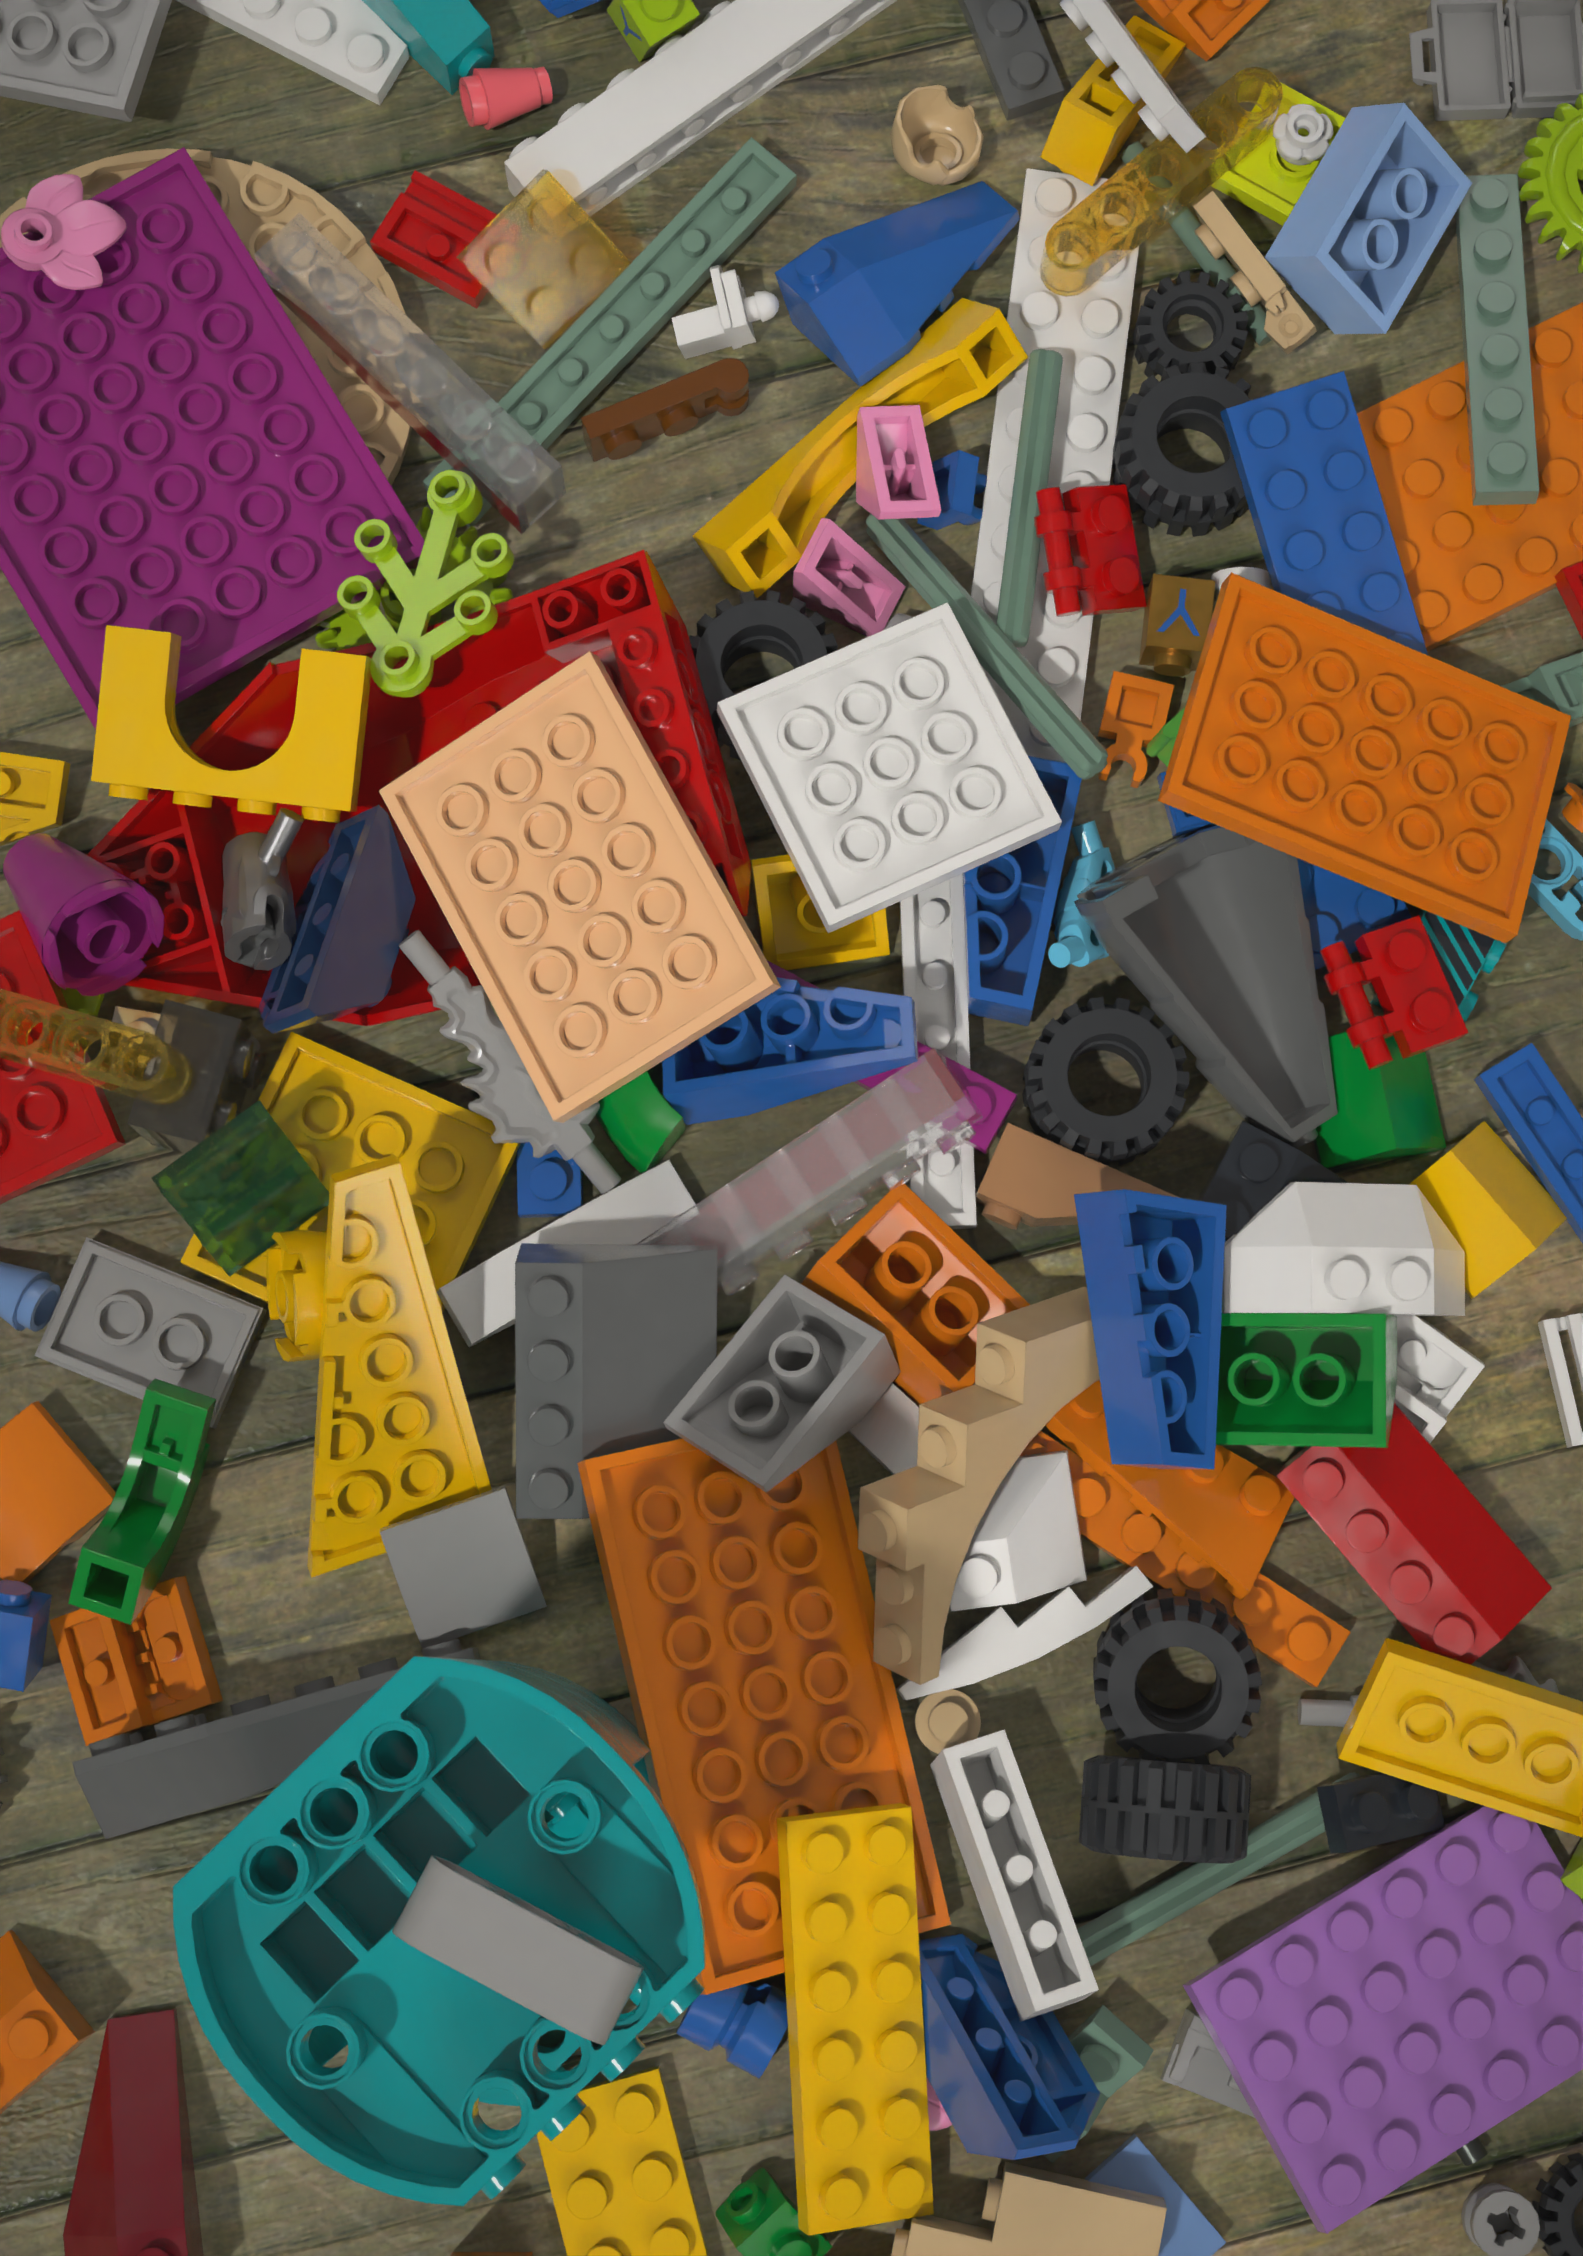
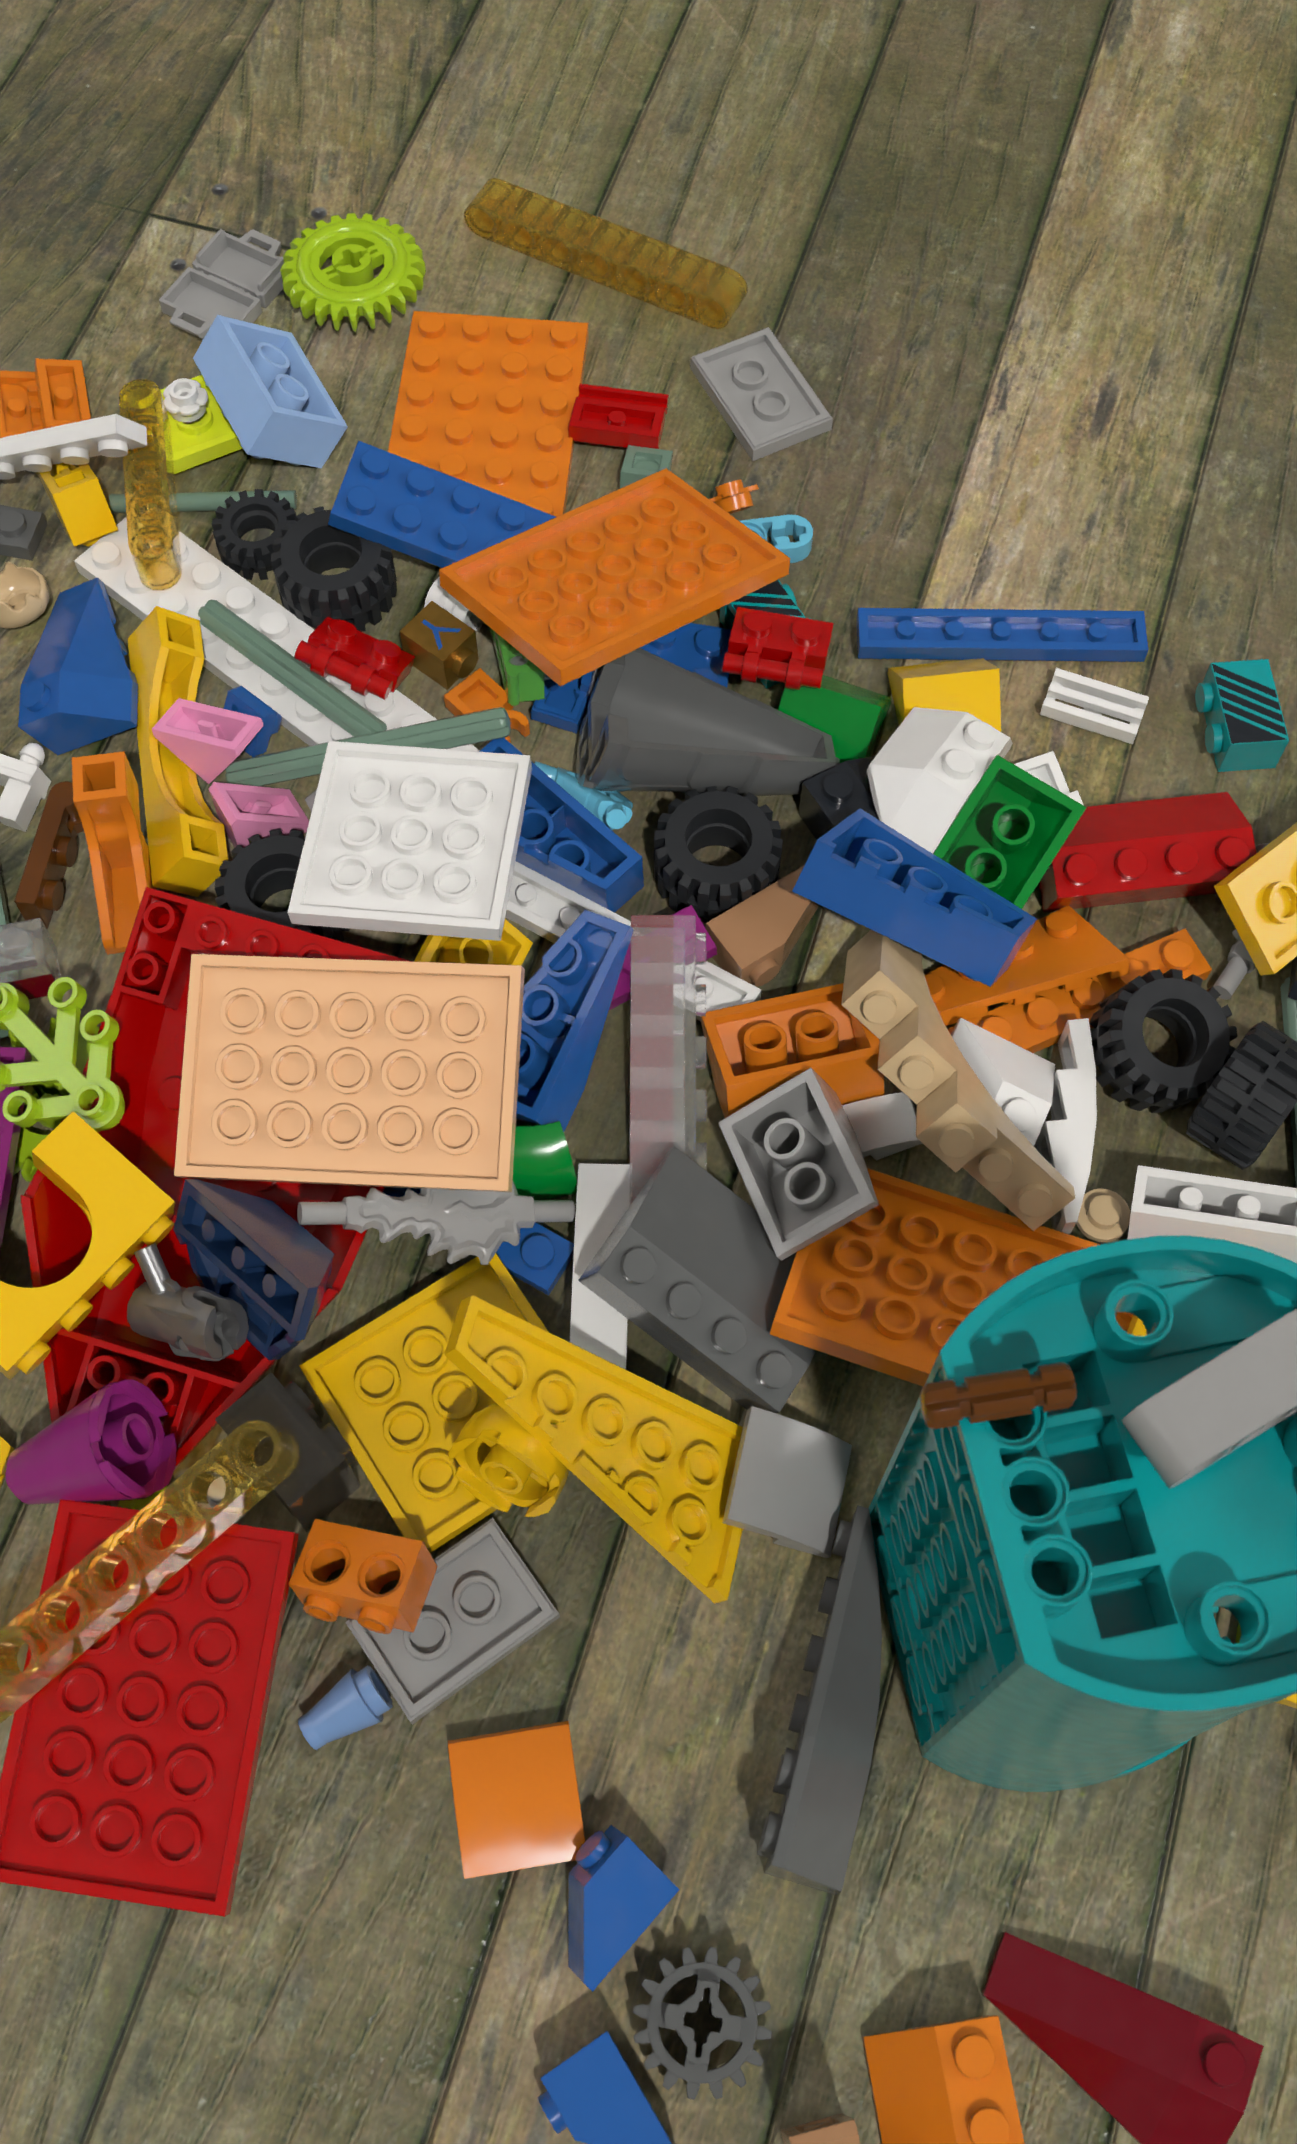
camera: 55 degrees left, 15 degrees down
(138, 1225) = (368, 1563): none -> orange brick
(140, 1671) = (704, 1791): orange slope -> none
(150, 1507) = (588, 1693): green arch -> none
(242, 1188) = (397, 1459): clear green slope -> none
(393, 1732) = (998, 1395): none -> reddish brown axle
(722, 442) = (119, 856): none -> orange arch
(1255, 279) = (249, 471): tan hinge -> none
(1496, 343) = (405, 380): sand green plate -> none

